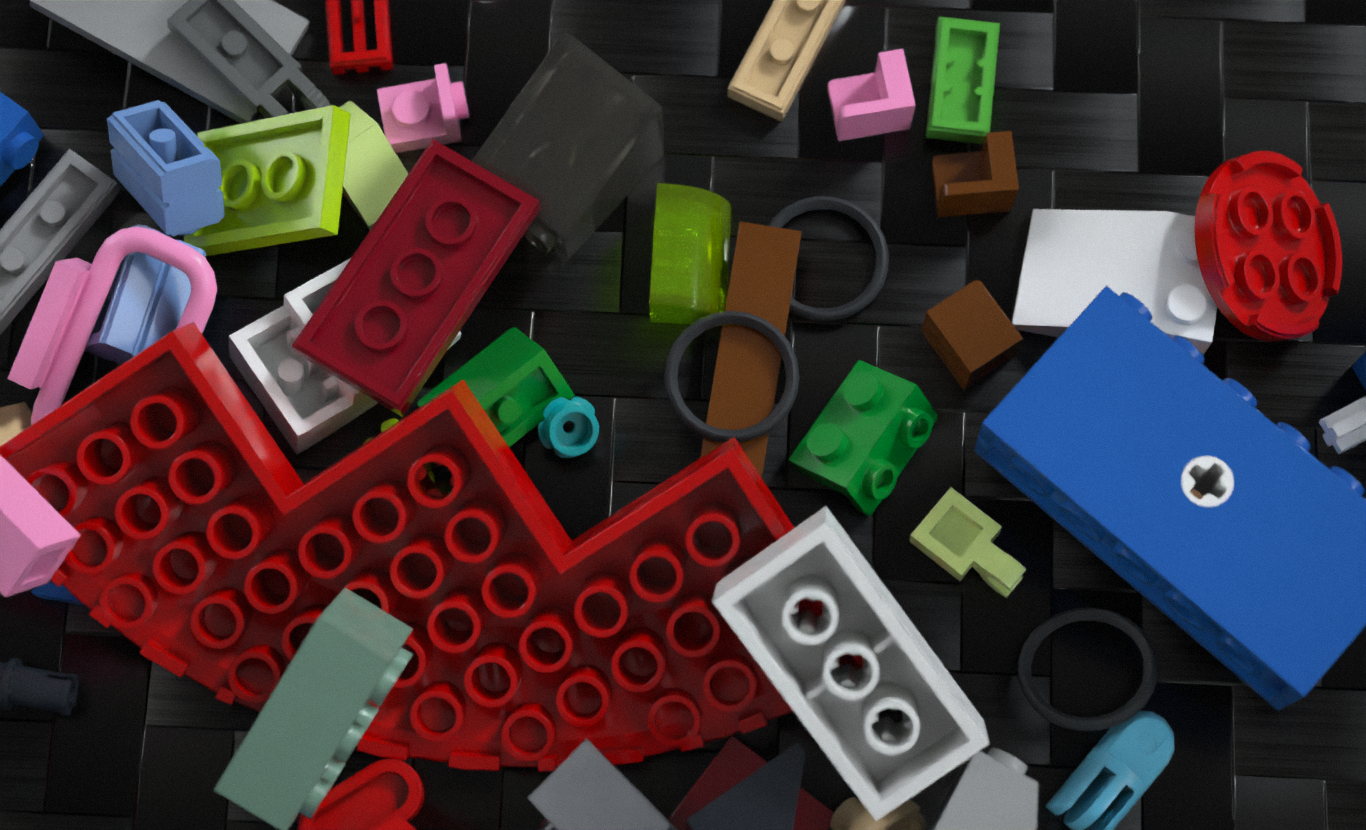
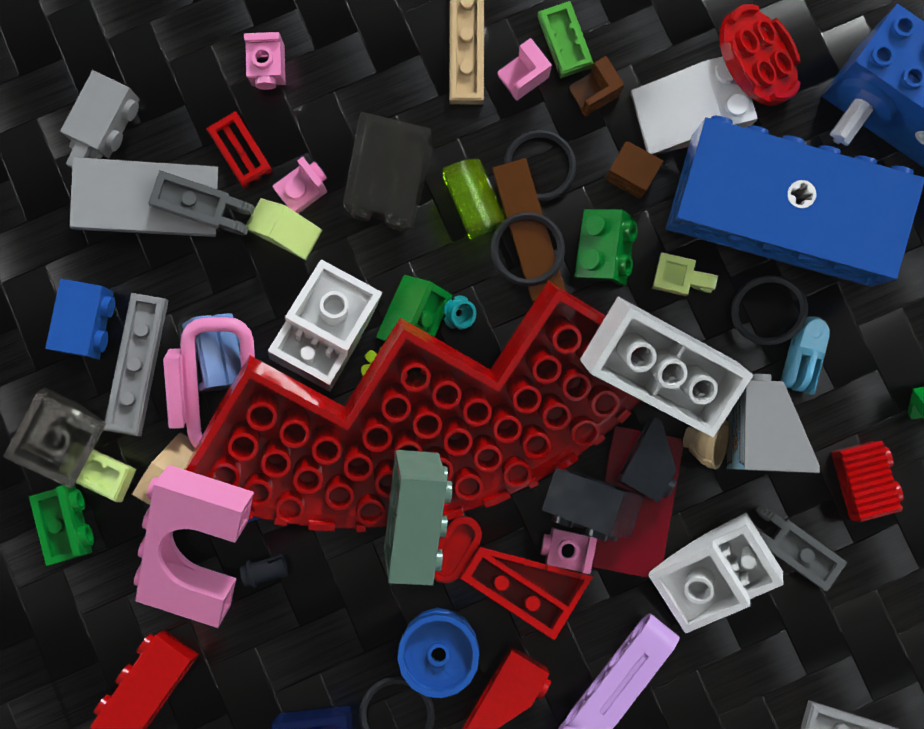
camera: 25 degrees left, 10 degrees up
(166, 168) = (189, 280): medium blue brick -> none
(277, 180) = (245, 262): lime plate -> none
(416, 277) = (348, 275): dark red tile -> none

